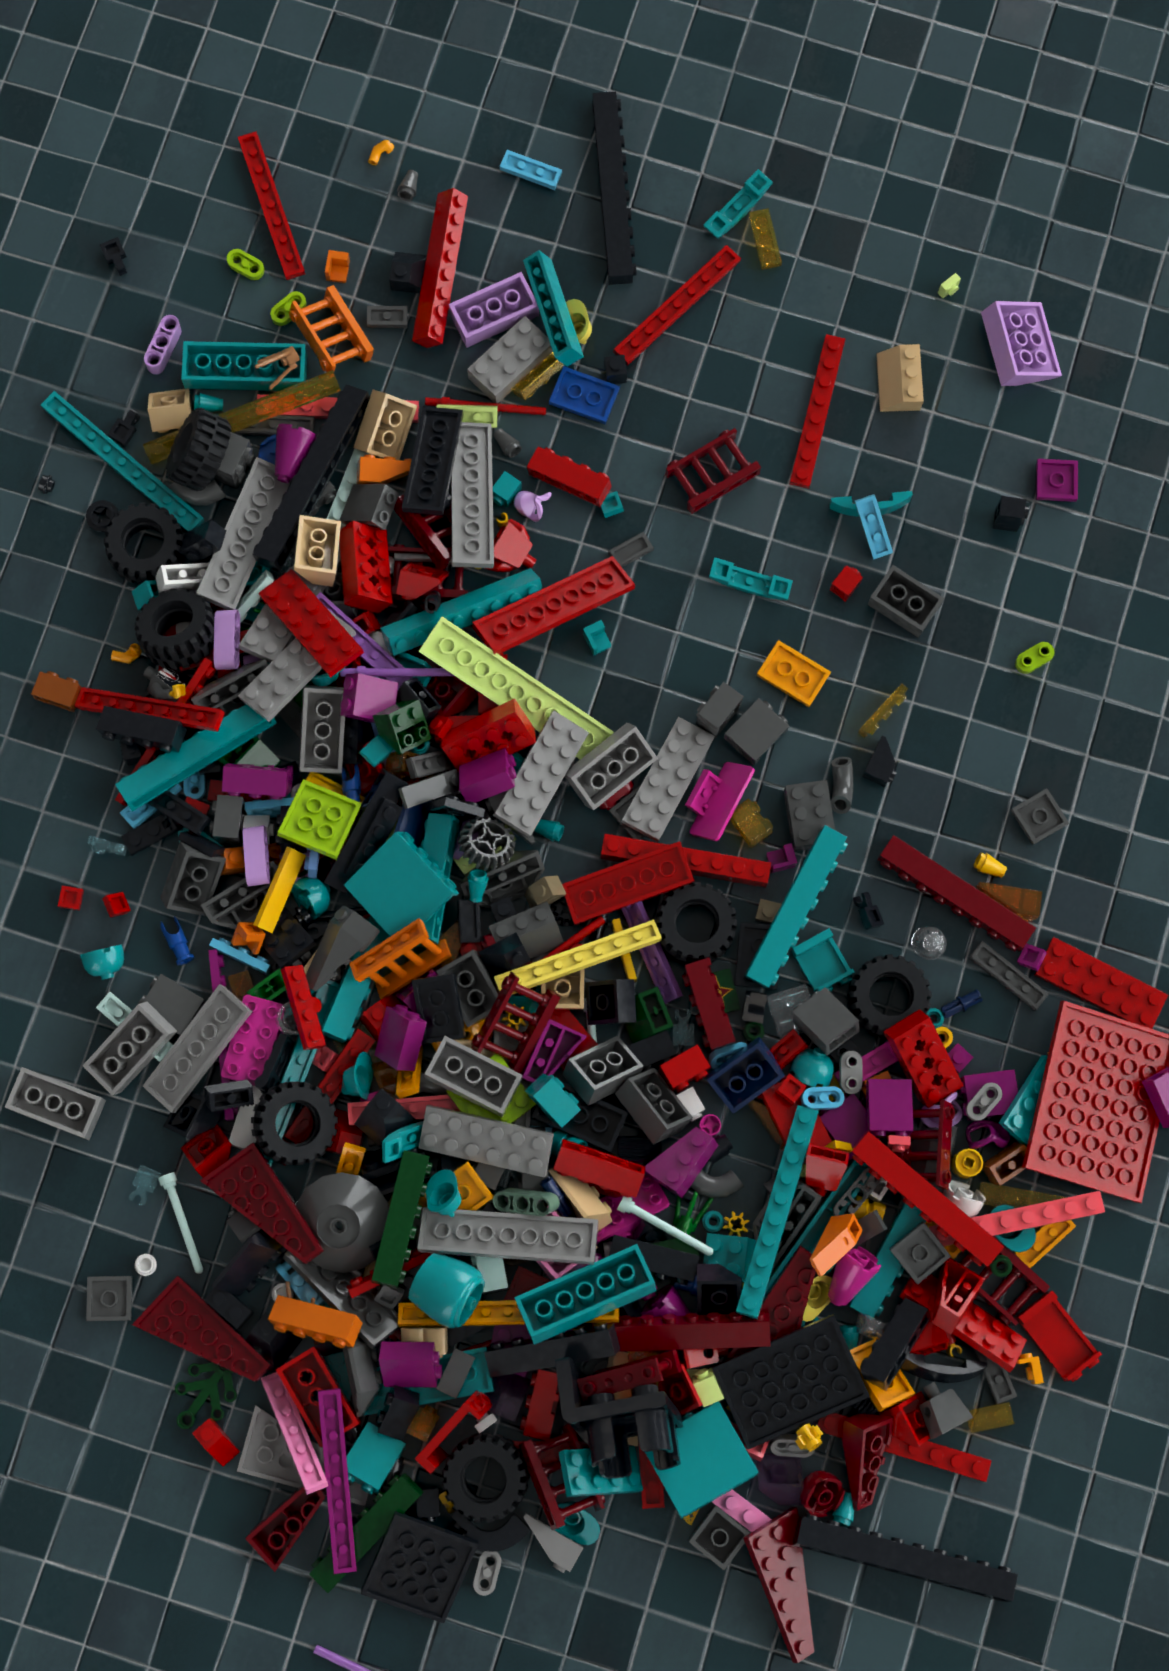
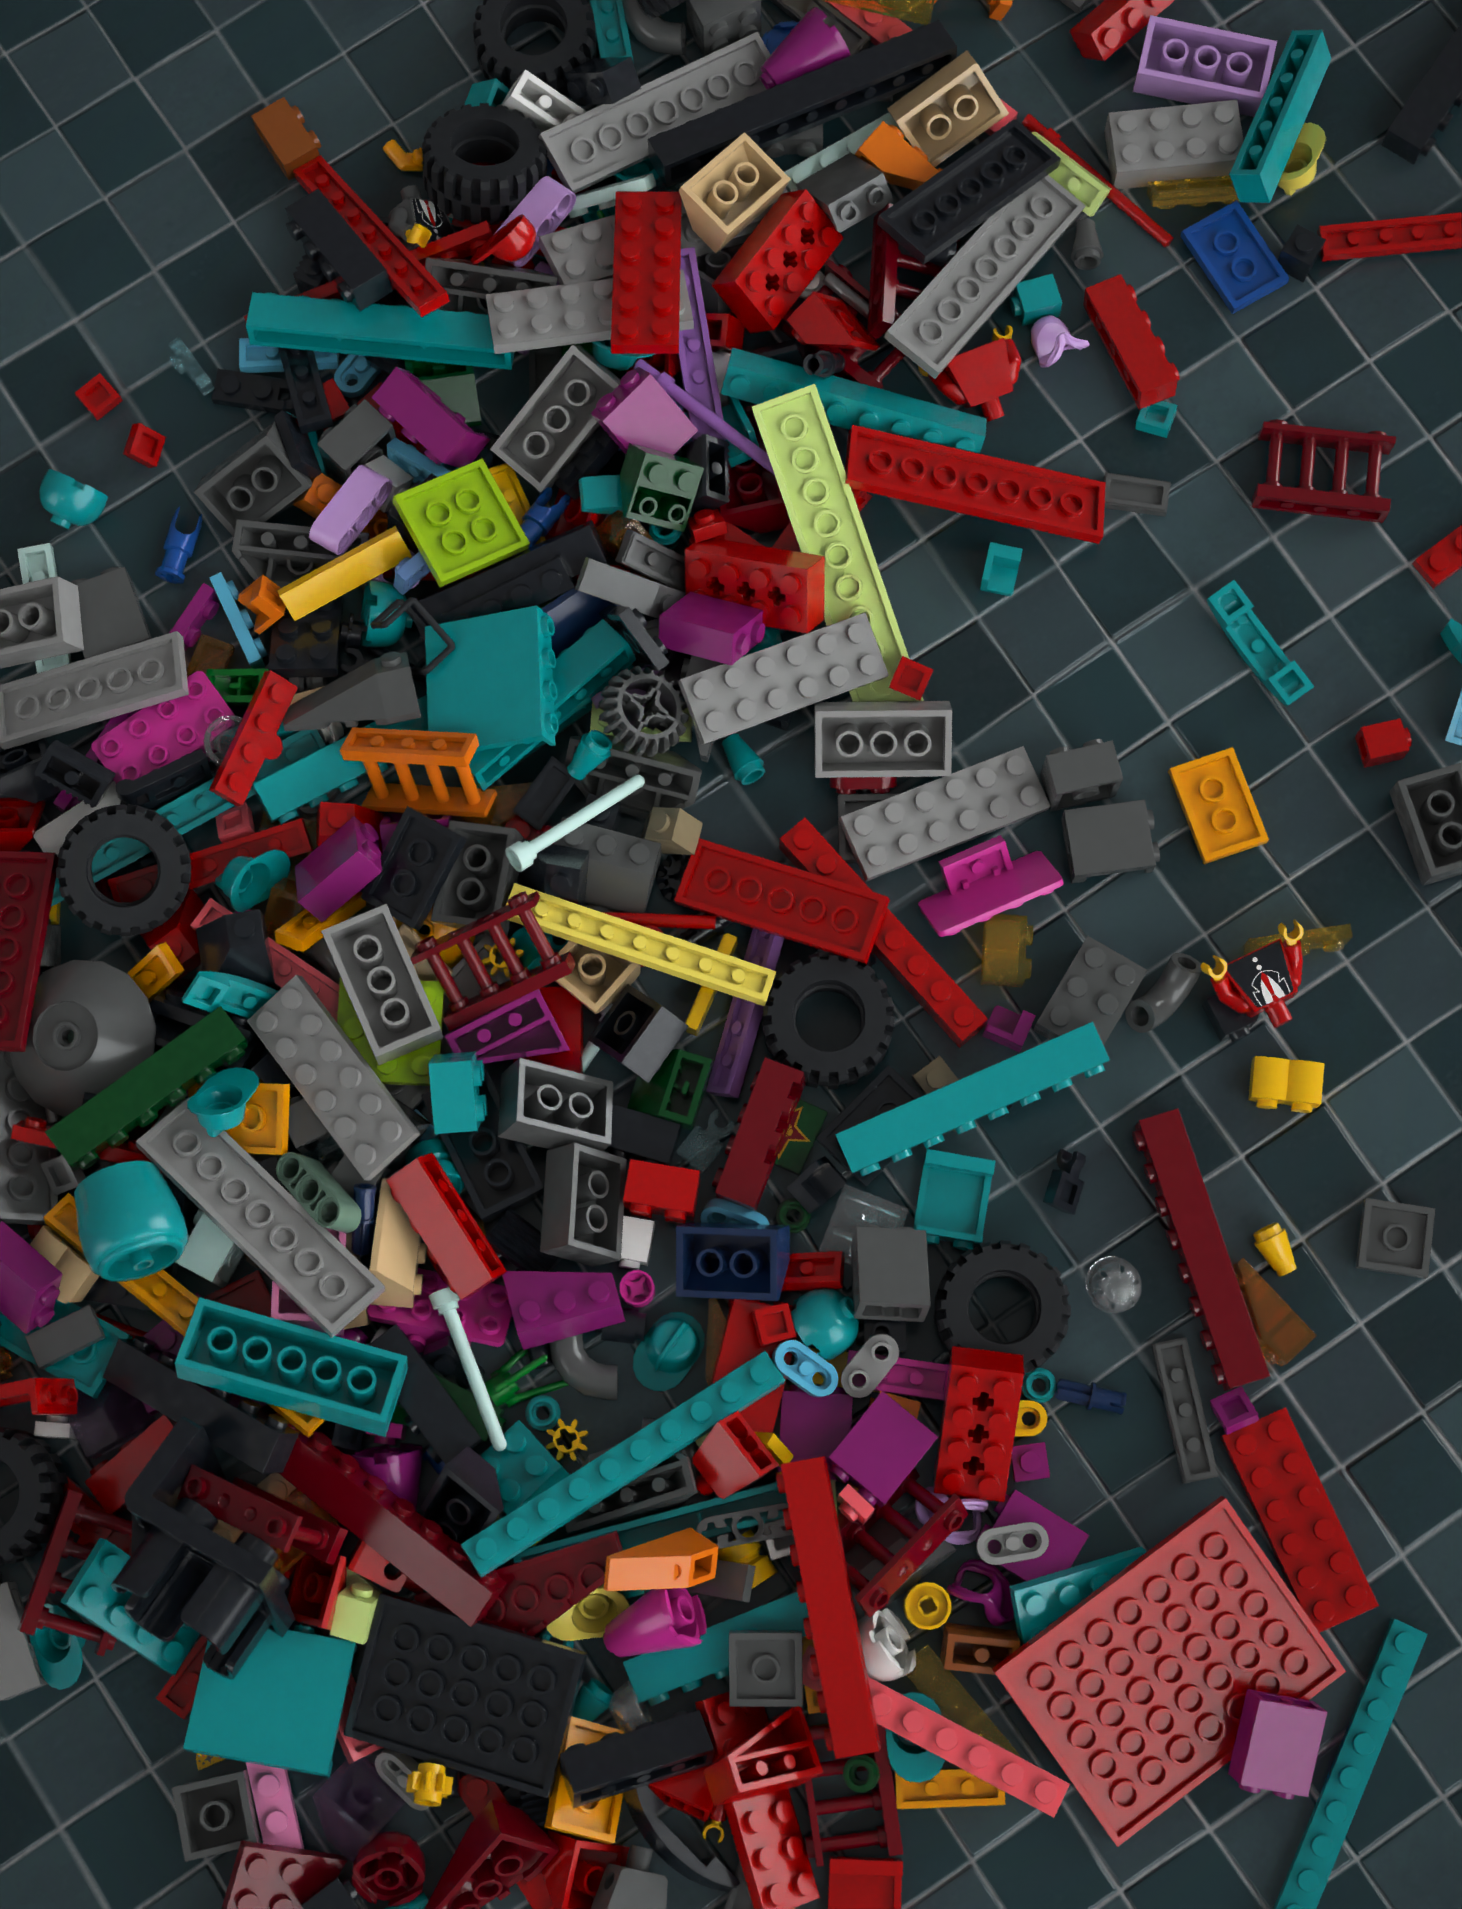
camera: 45 degrees right, 0 degrees up
(227, 660) = (509, 243): none -> red cap
(330, 884) = (405, 607): none -> black piece
(488, 958) = (523, 853): none -> light aqua piece
(601, 725) = (911, 678): none -> red plate
(747, 1143) = (668, 1351): none -> teal piece
(884, 741) = (1262, 977): none -> torso
(932, 782) = (1286, 1082): none -> yellow brick

